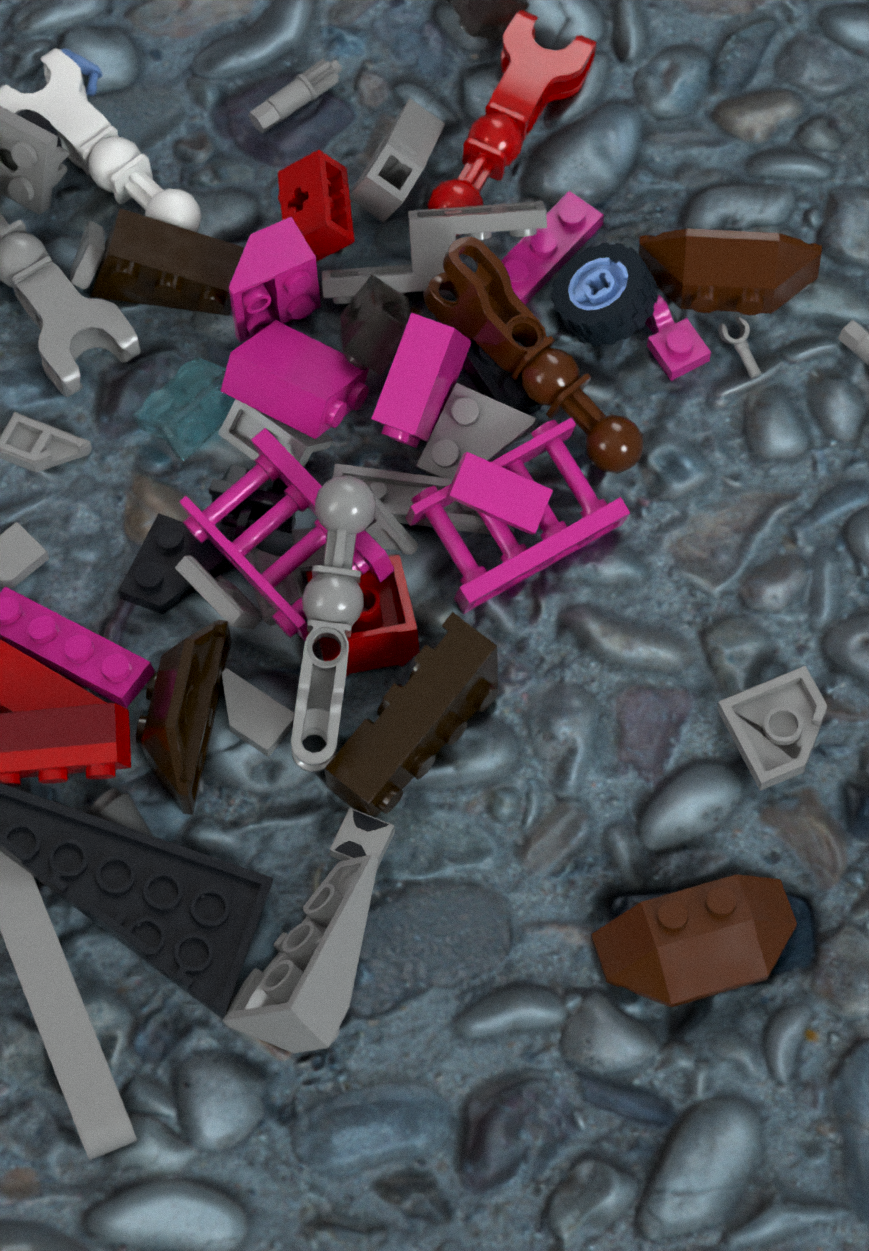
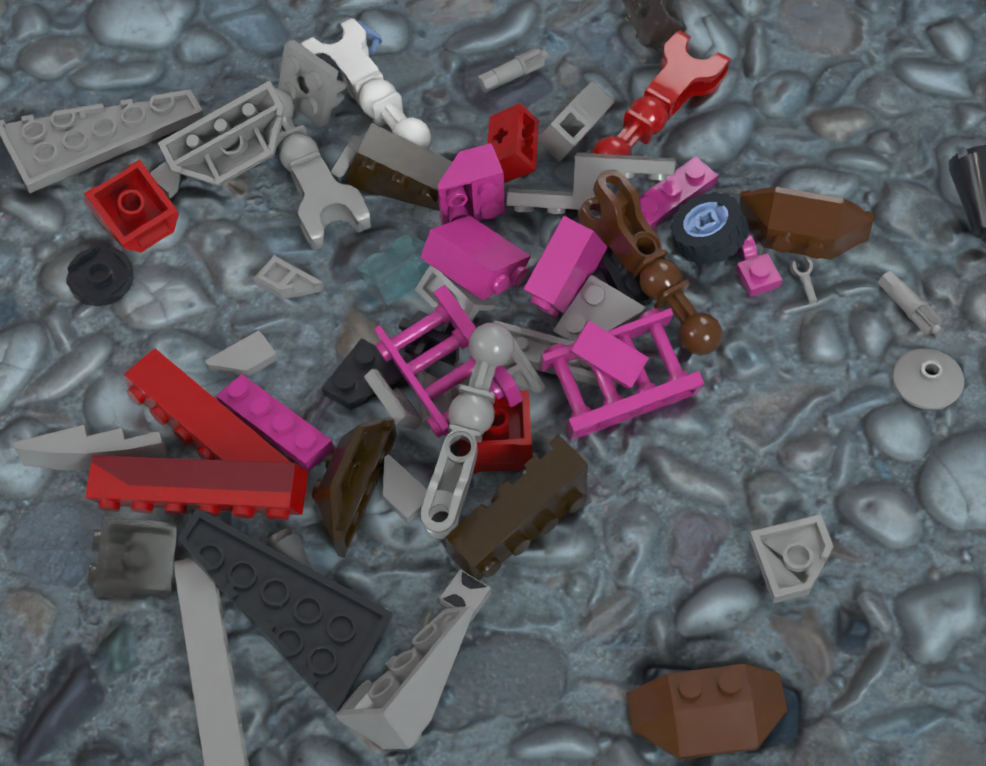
camera: 10 degrees right, 5 degrees down
(374, 325) = (536, 226): clear smoke brick -> none

